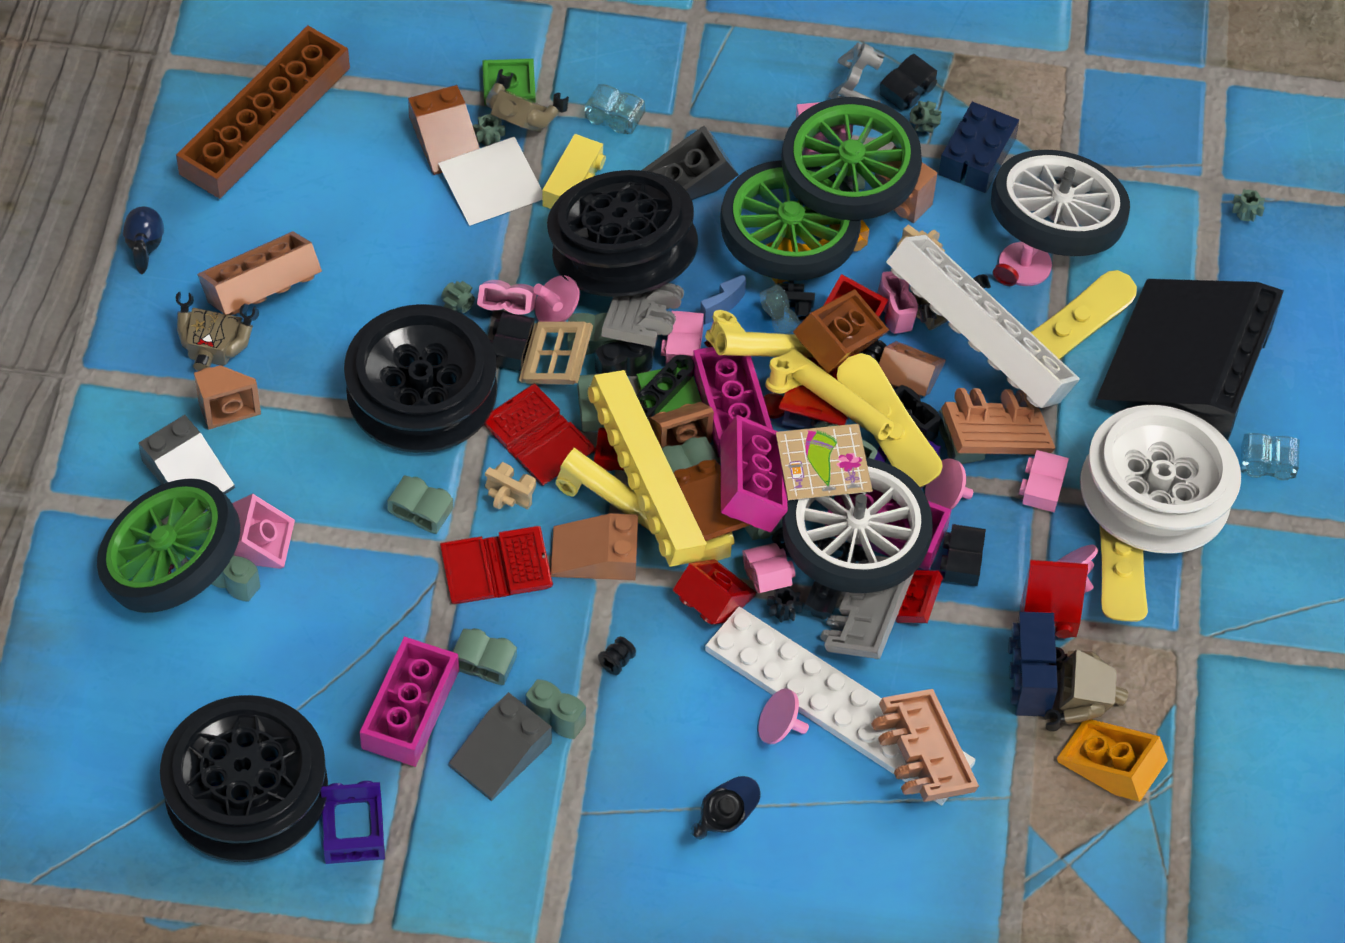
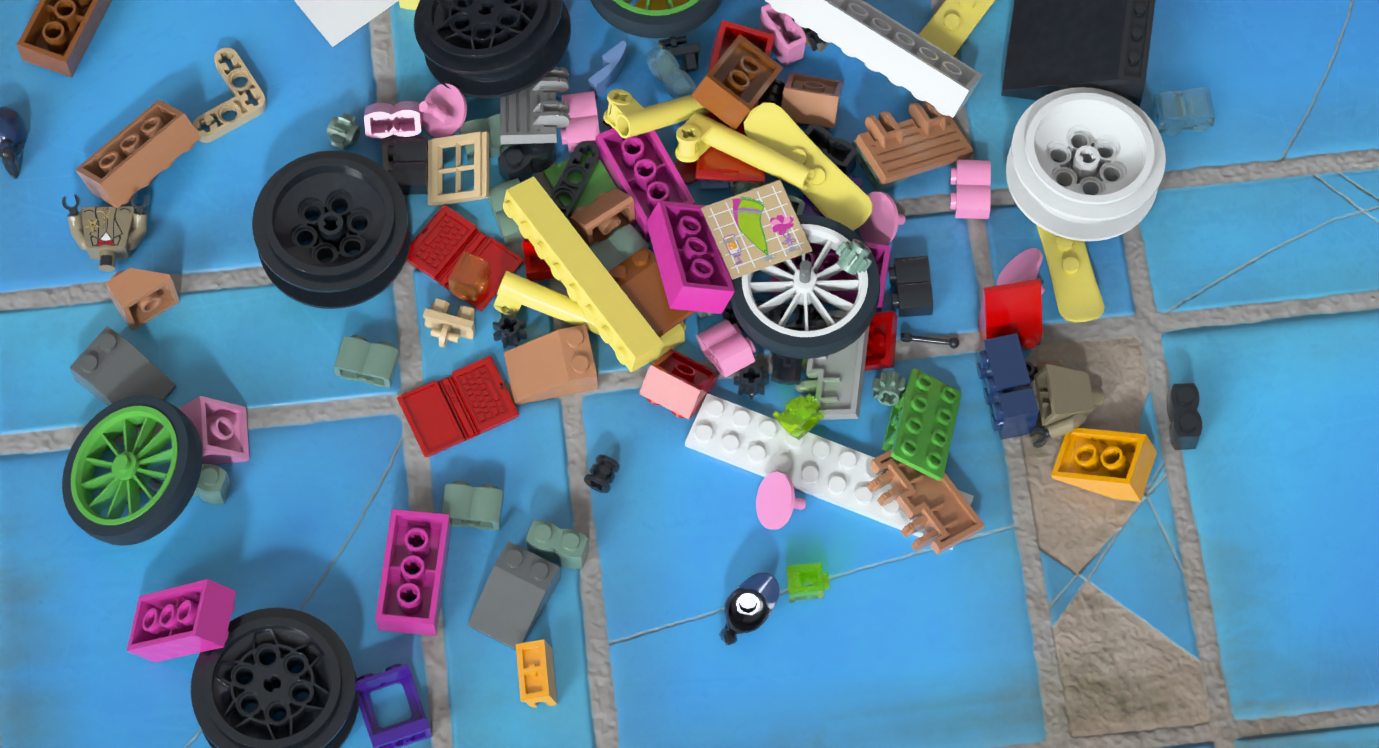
camera: 10 degrees left, 10 degrees up
(173, 688) = (181, 621): none -> dark pink brick
(367, 254) = (239, 103): none -> tan beam
(502, 822) = (536, 673): none -> light orange hinge
(539, 450) = (469, 277): none -> clear orange brick
(564, 506) = (512, 323): none -> black gear
(789, 799) = (799, 574): none -> clear neon green brick
(822, 643) = (799, 415): none -> clear neon green brick
(910, 503) = (853, 256): none -> sand green gear
(917, 640) = (889, 387): none -> sand green gear
(942, 679) = (923, 424): none -> bright green bracket
(947, 601) = (907, 337): none -> black hinge
(1203, 733) = (1184, 416): none -> black brick

